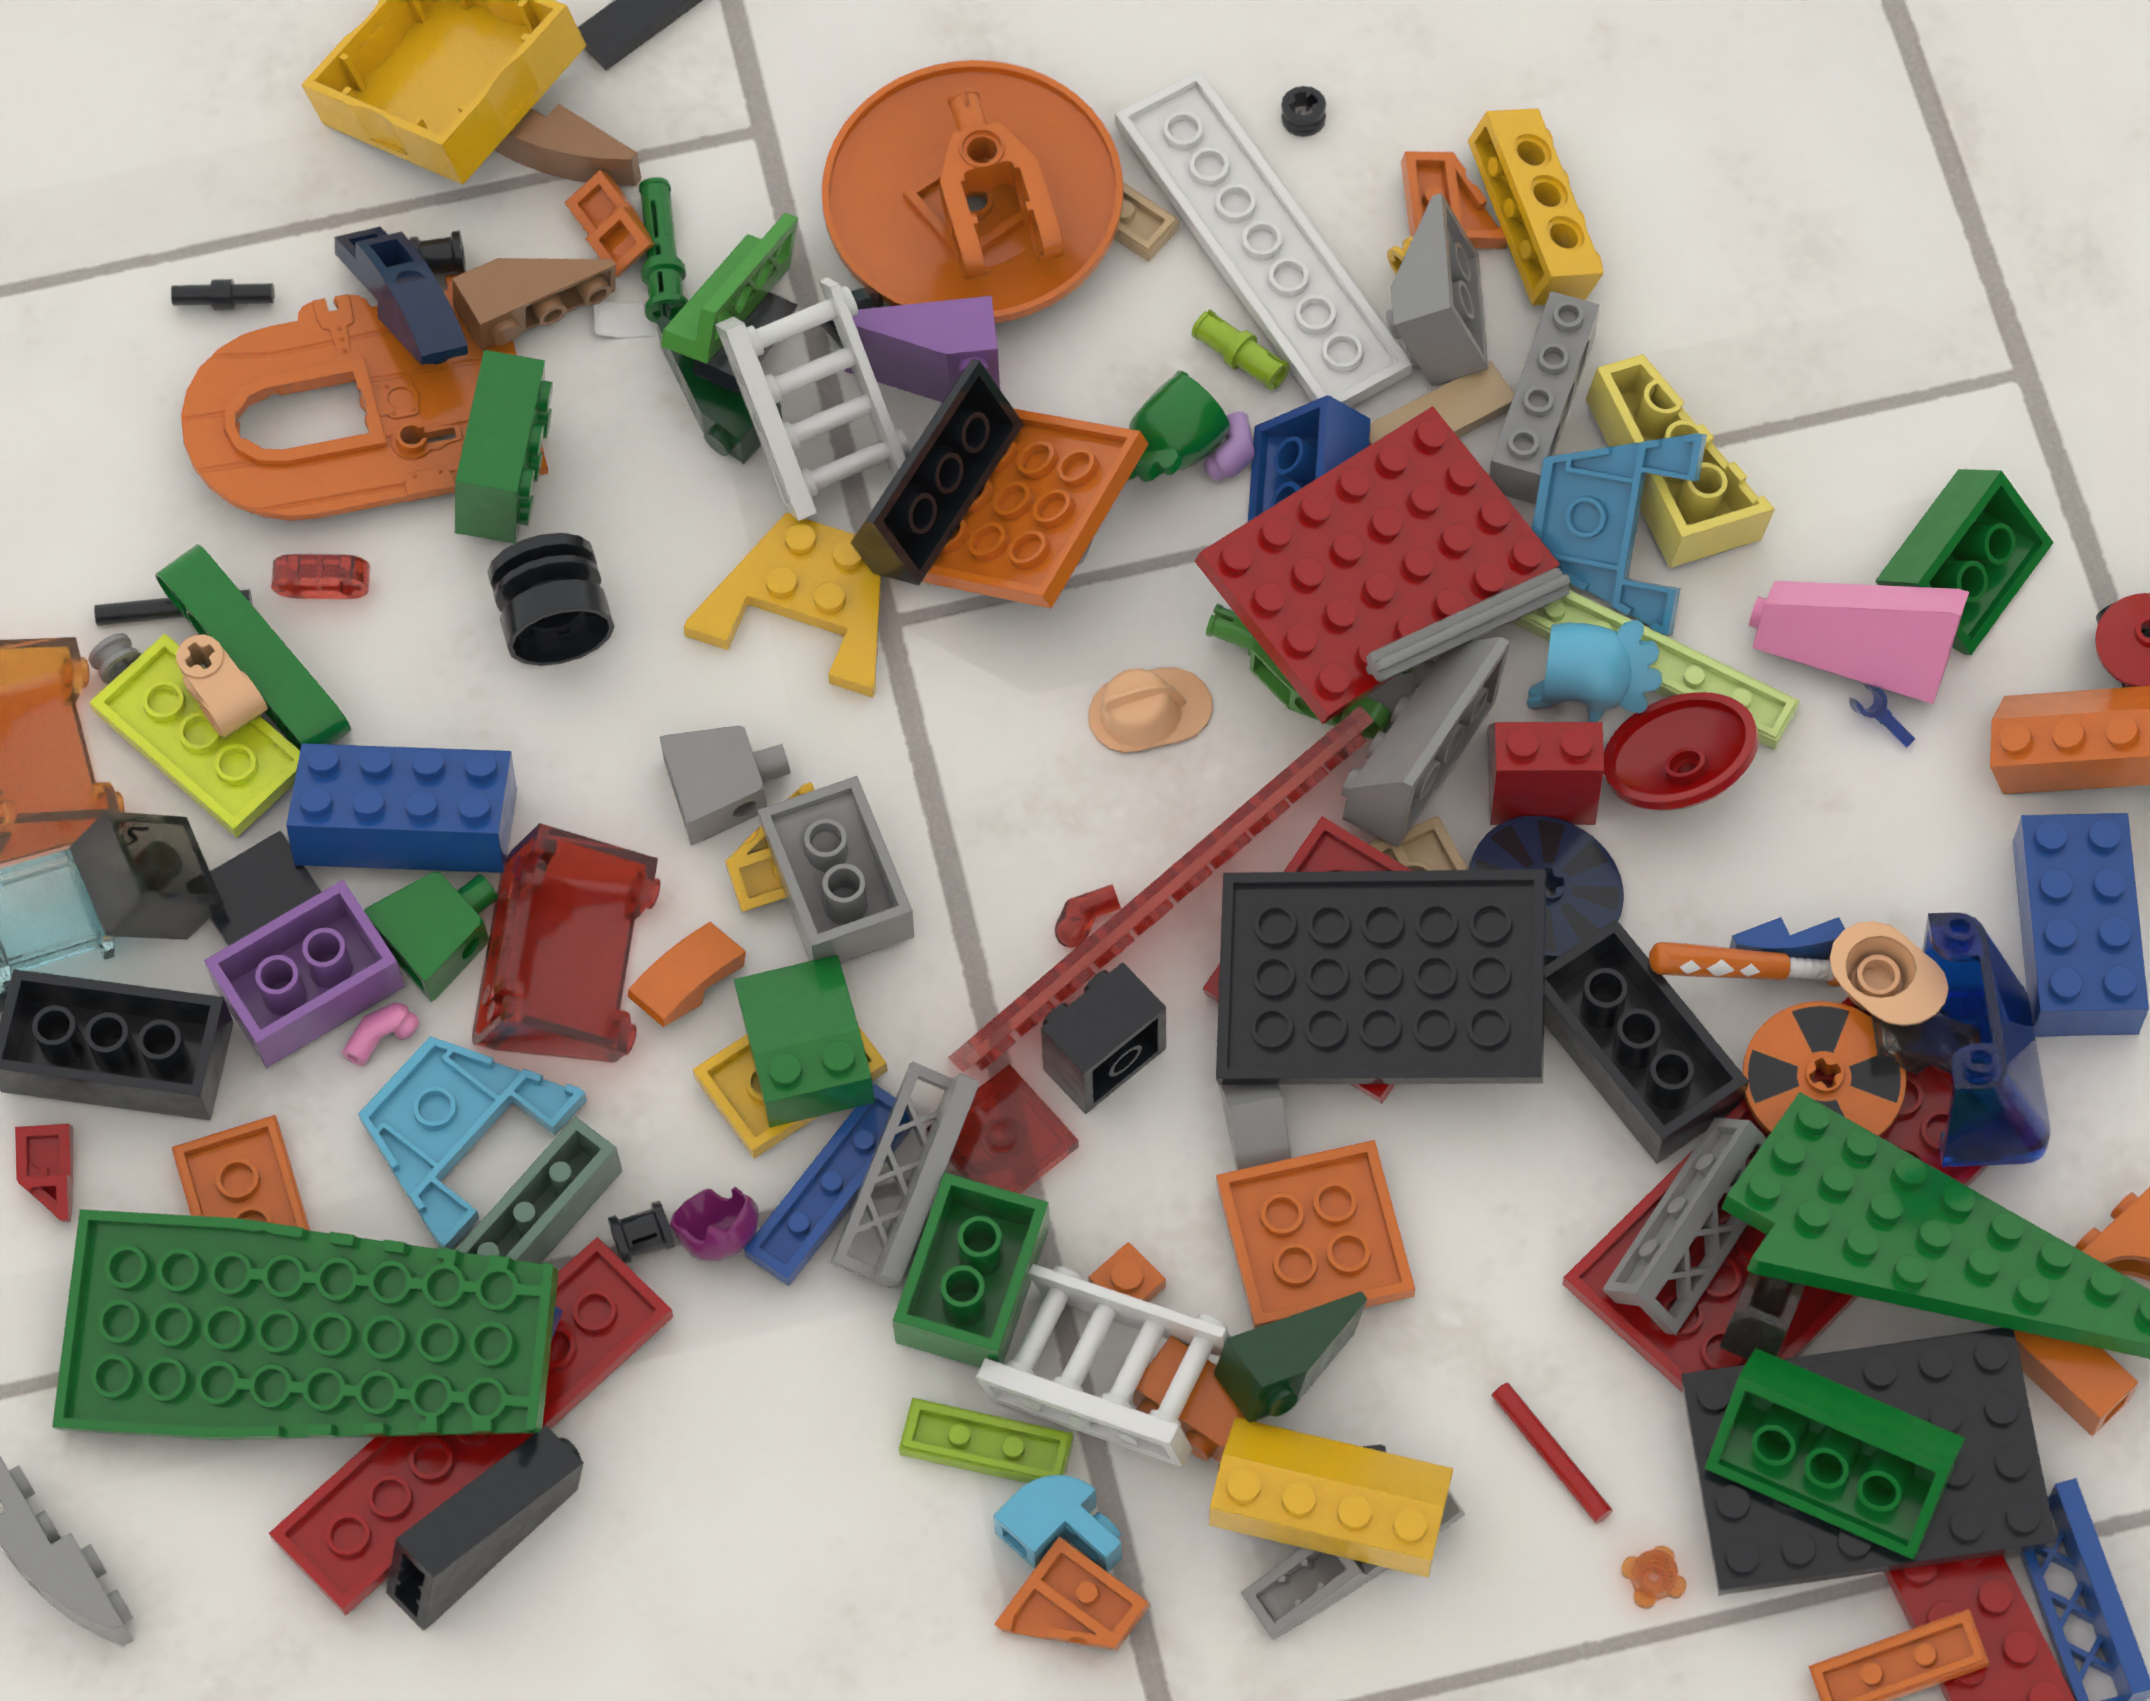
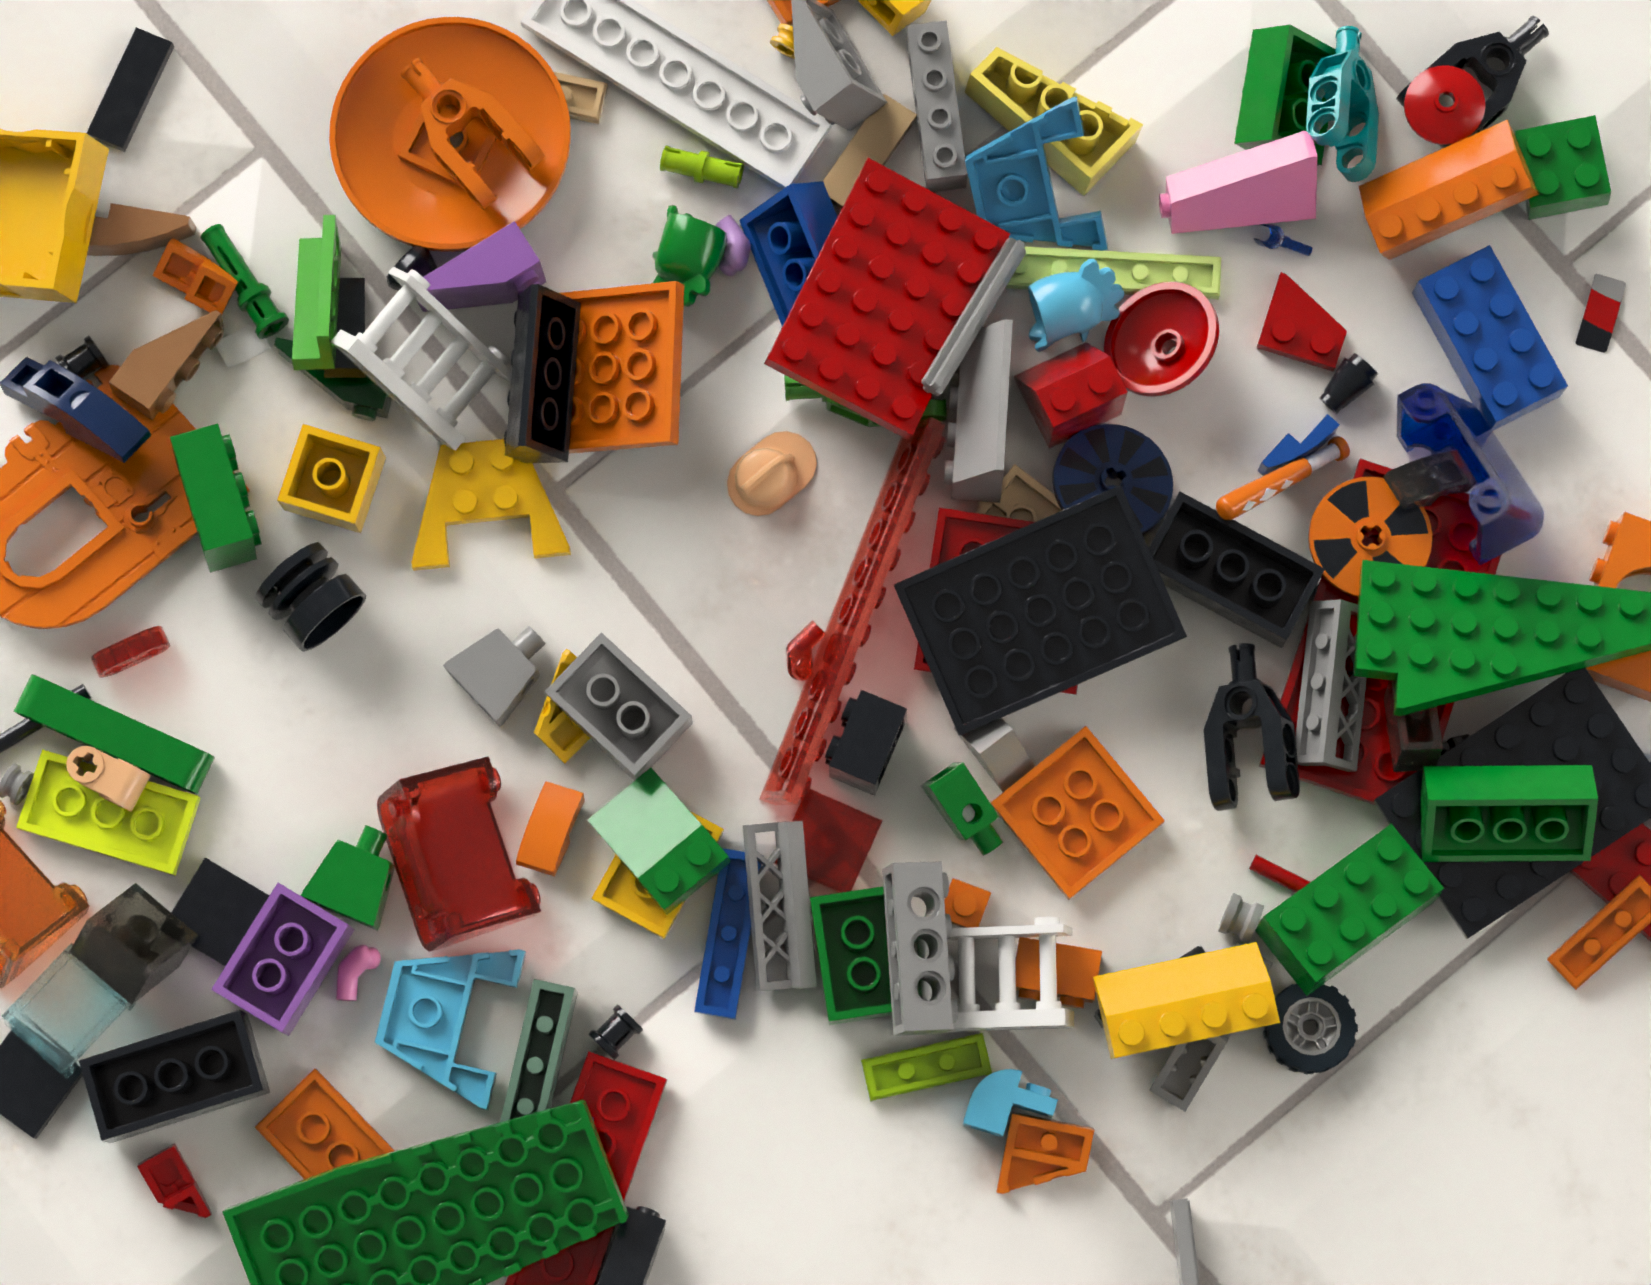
camera: 25 degrees left, 15 degrees up
(402, 808) = (286, 803): blue brick -> none
(644, 489) = (331, 478): none -> yellow brick
(715, 1225) = (665, 1003): magenta hair -> none
(996, 1352) = (909, 1011): none -> light grey brick
(1180, 1141) = (950, 793): none -> green torso
(1278, 1362) = (1104, 925): dark green slope -> none
(1452, 1442) = (1241, 918): none -> light grey wheel
(1488, 1582) = (1334, 1029): none -> wheel
(1569, 1200) = (1227, 718): none -> black piece
(1587, 1485) = (1349, 909): none -> green brick
(1658, 1561) = (1416, 933): clear orange plate -> none
(1857, 820) = (1300, 327): none -> red wing
(1886, 901) = (1348, 383): none -> black cone
(1888, 974) = (1384, 445): light nougat piece -> none
(2043, 576) = (1350, 101): none -> teal piece

